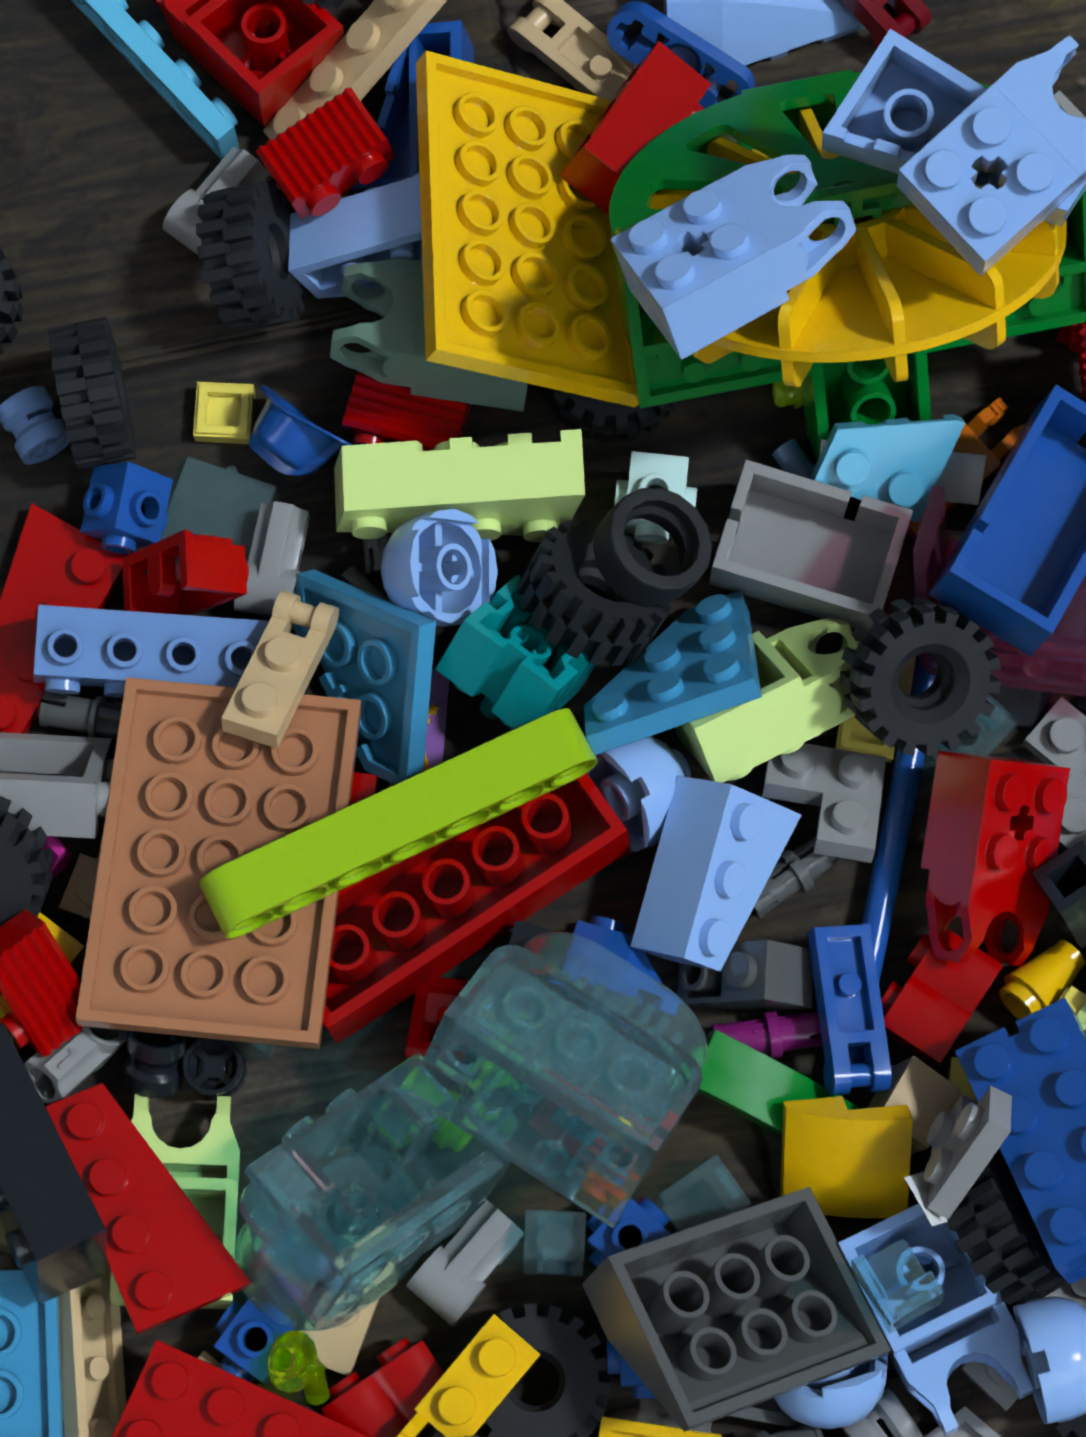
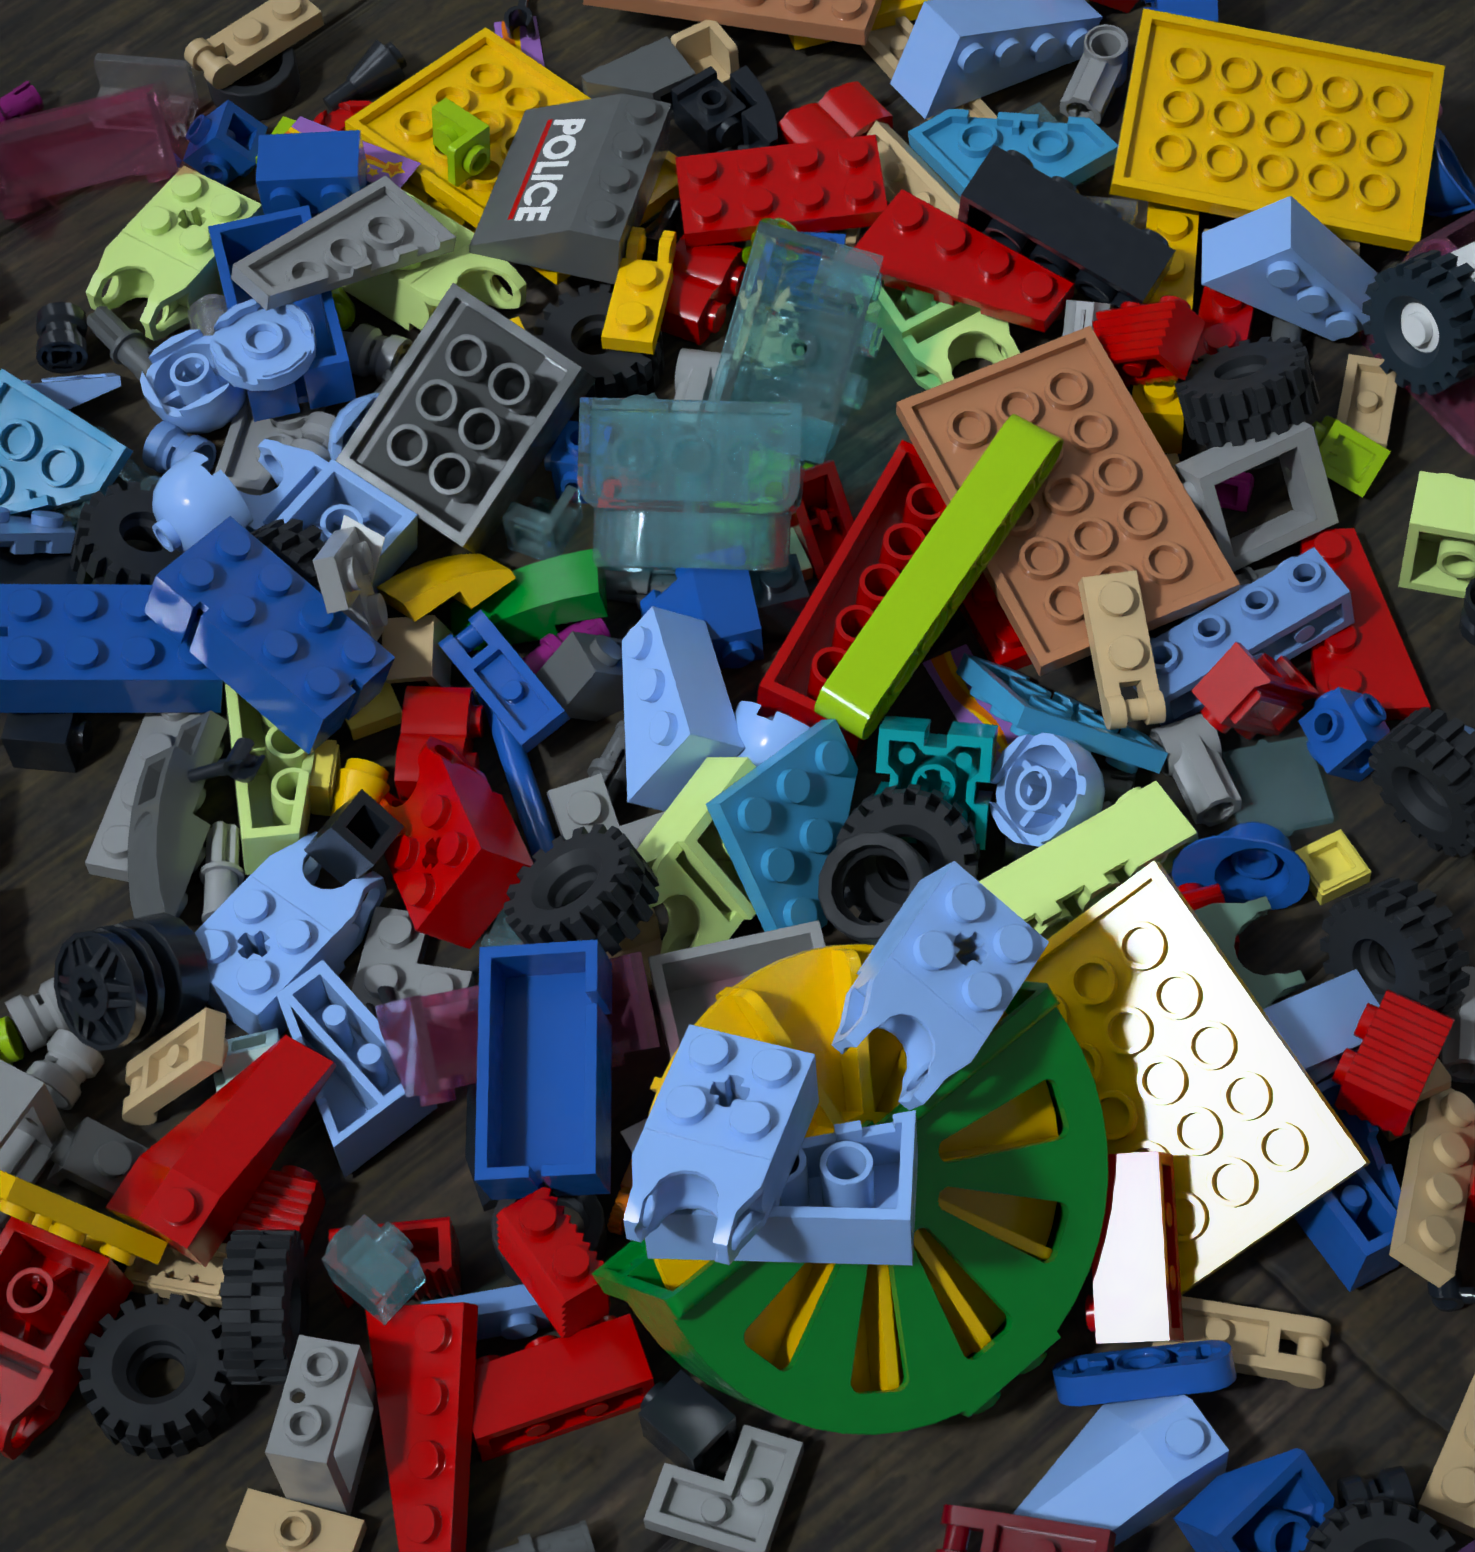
camera: 155 degrees right, 20 degrees down
(897, 1285) = (354, 487): clear light blue panel -> none

